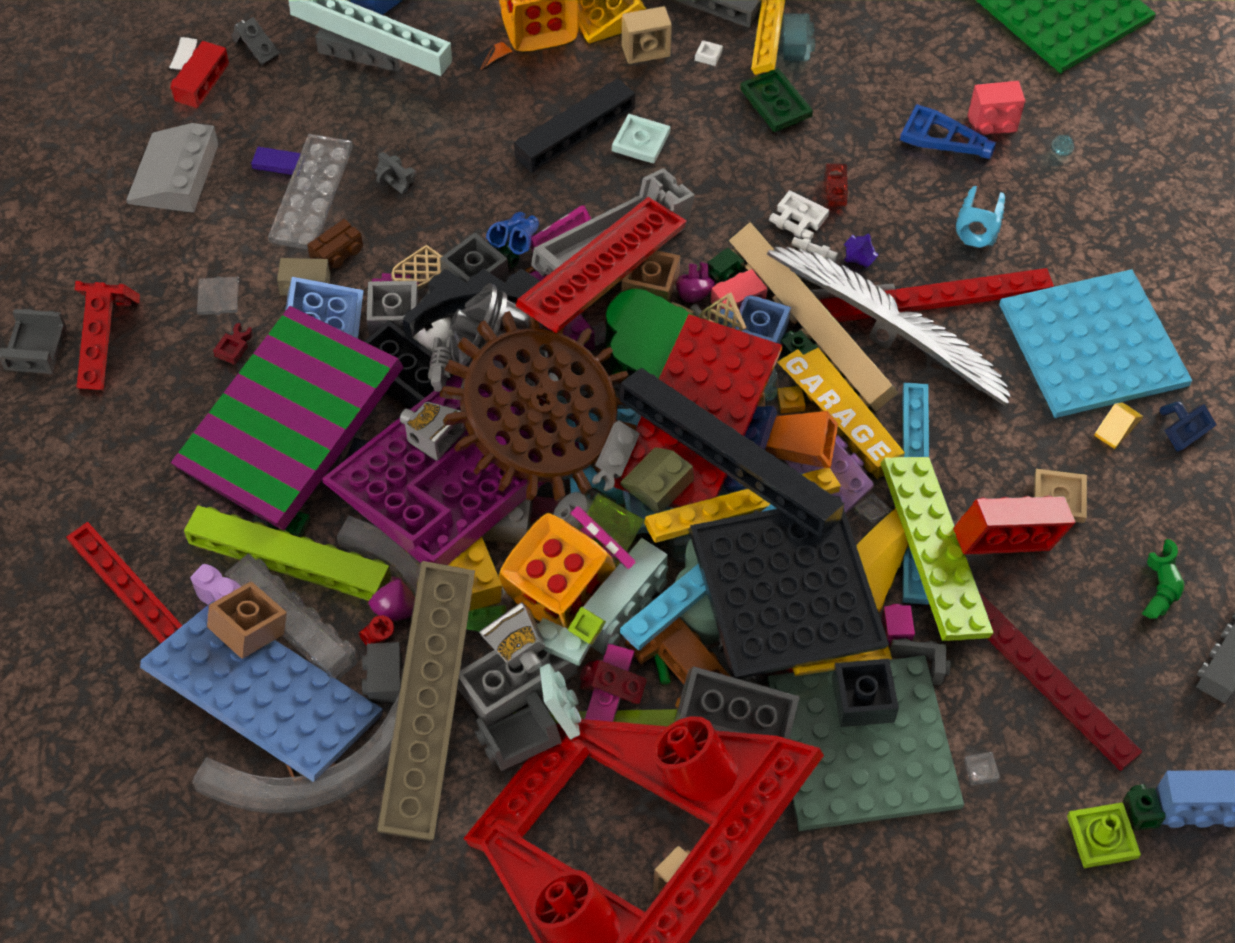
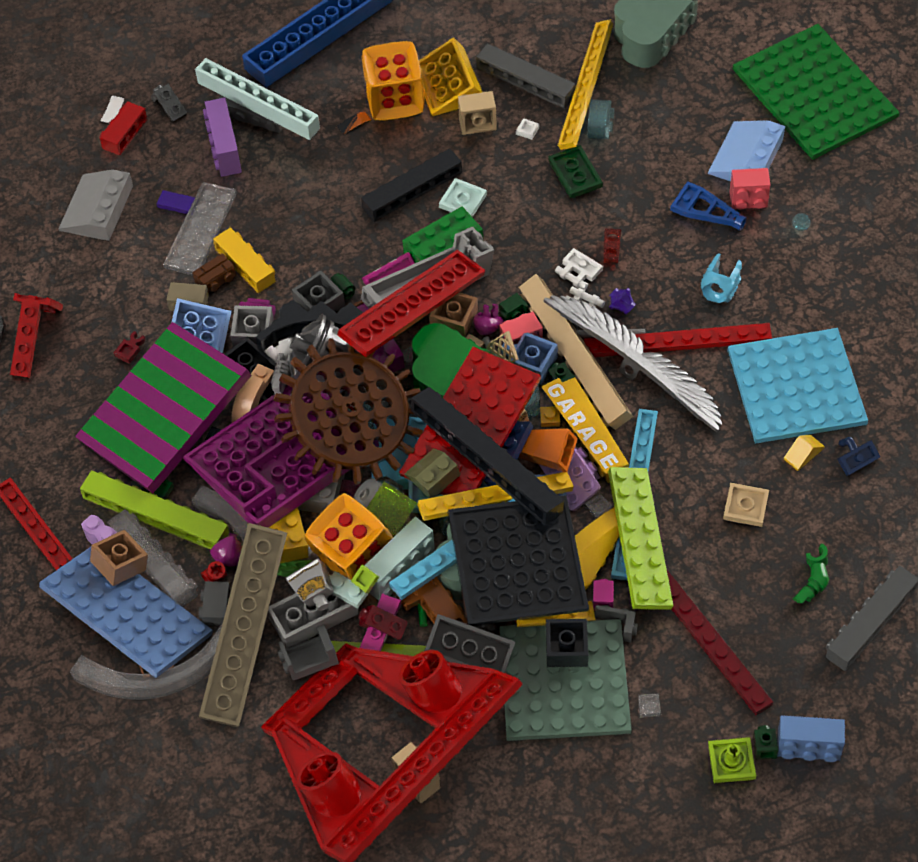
camera: 10 degrees right, 0 degrees up
(218, 295) = (121, 308): clear piece -> none
(329, 78) = (221, 137): none -> medium lavender brick
(376, 228) = (245, 260): none -> yellow brick
(391, 171) = (263, 217): dark grey hips -> none
(403, 390) = (251, 392): none -> light nougat arch
(406, 262) = (267, 290): tan window -> none
(427, 430) = (262, 424): light grey torso -> none
(517, 229) = (352, 271): blue piece -> none
(560, 700) = (340, 632): light aqua plate -> none
(593, 531) = (376, 508): dark pink plate -> none
(615, 454) = (403, 451): light grey plate -> none
(618, 182) = (439, 235): none -> green brick
(981, 59) = (747, 147): none -> light blue slope
(1013, 525) = (701, 525): red brick -> none

